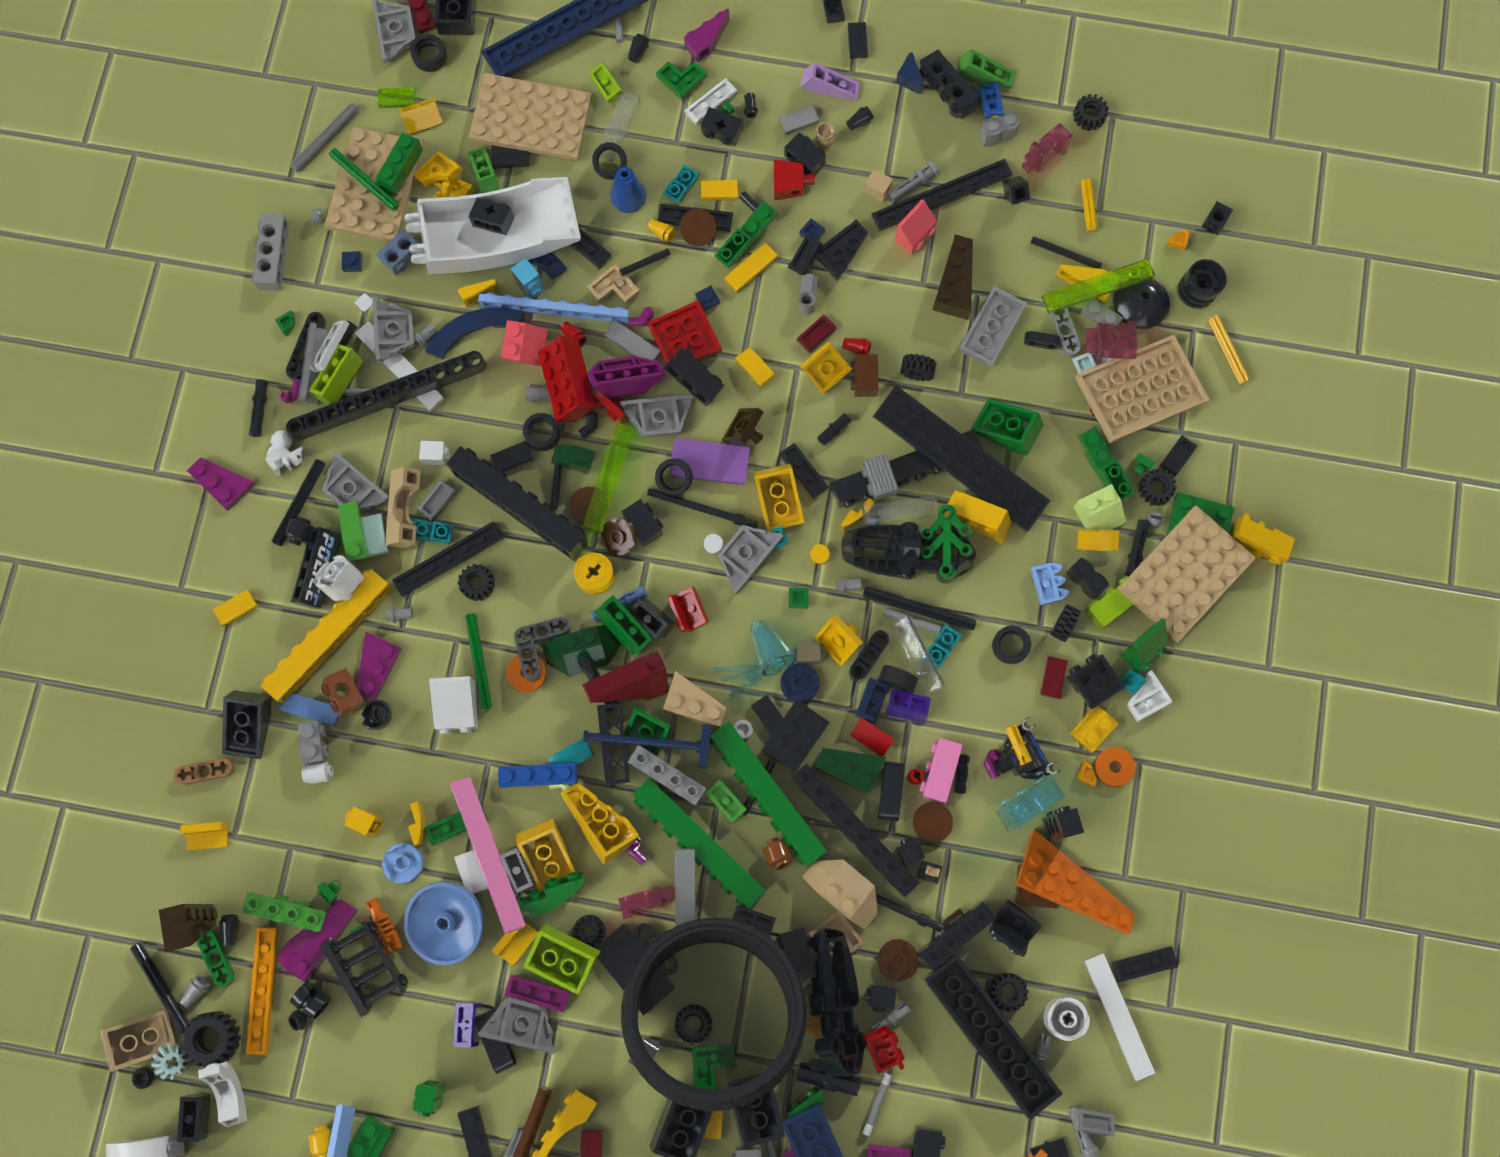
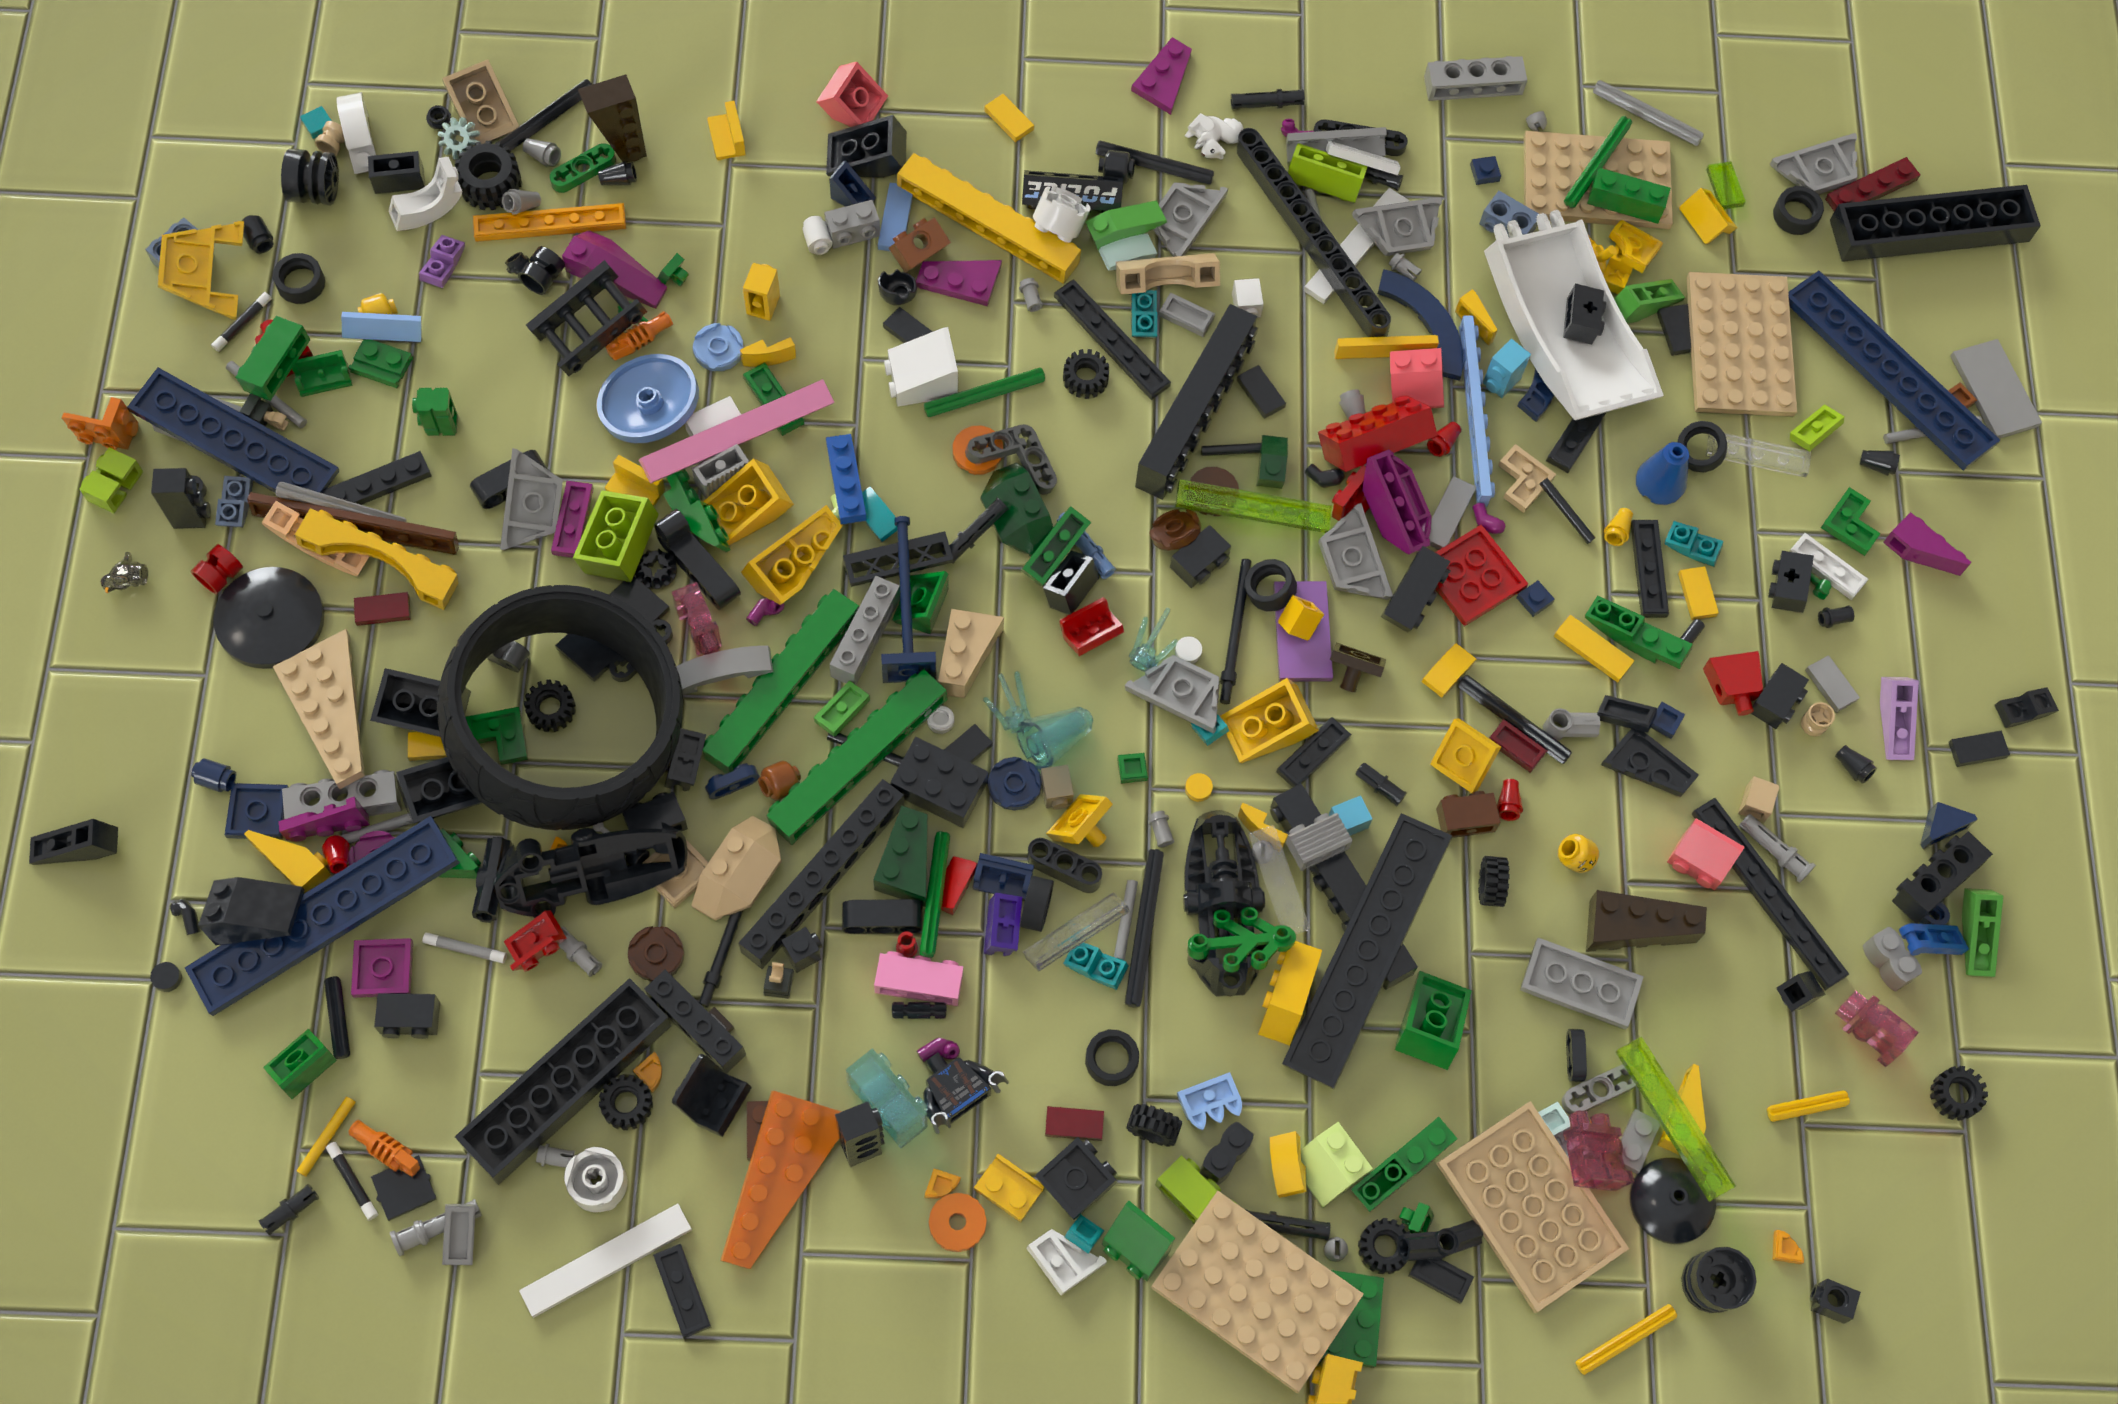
camera: 75 degrees right, 10 degrees down
(192, 729) = (852, 96): none -> coral slope
(197, 766) = (802, 128): medium nougat beam -> none
(241, 1014) = (519, 200): none -> light grey cone
(281, 740) = (848, 187): none -> dark blue slope
(283, 1083) = (443, 261): none -> medium lavender slope
(284, 911) = (645, 224): bright green bracket -> none
(286, 322) = (1386, 112): green tile -> none
(364, 302) = (1433, 192): white sticker -> none
(414, 711) = (904, 326): none -> black tile
(465, 1024) = (526, 439): hinge -> none
(491, 360) = (1382, 346): none -> yellow tile
(534, 419) = (1306, 403): black tyre -> none
(591, 898) = (676, 538): none -> black beam
(597, 563) = (1122, 521): yellow piece -> none
(636, 680) = (984, 571): dark red wedge -> none
(698, 227) = (1634, 570): reddish brown tile -> none
(703, 460) = (1300, 618): none -> yellow panel
(715, 574) = (1144, 656): none -> clear light blue plant
(770, 881) = (739, 778): none -> dark blue plate
(796, 331) = (1515, 718): none -> black axle
(856, 454) = (1353, 815): none -> medium azure brick
(880, 750) = (934, 894): none -> green axle
(881, 997) = (603, 934): black brick -> none
(903, 308) = (1578, 853): none -> yellow head
(932, 822) = (847, 978): reddish brown tile -> none
(986, 972) = (650, 1071): none -> light orange tile
(1018, 744) = (966, 1070): yellow axle -> none
(1065, 252) = (1723, 1080): black bar -> none
(1163, 450) = (1427, 1244): none -> black piece

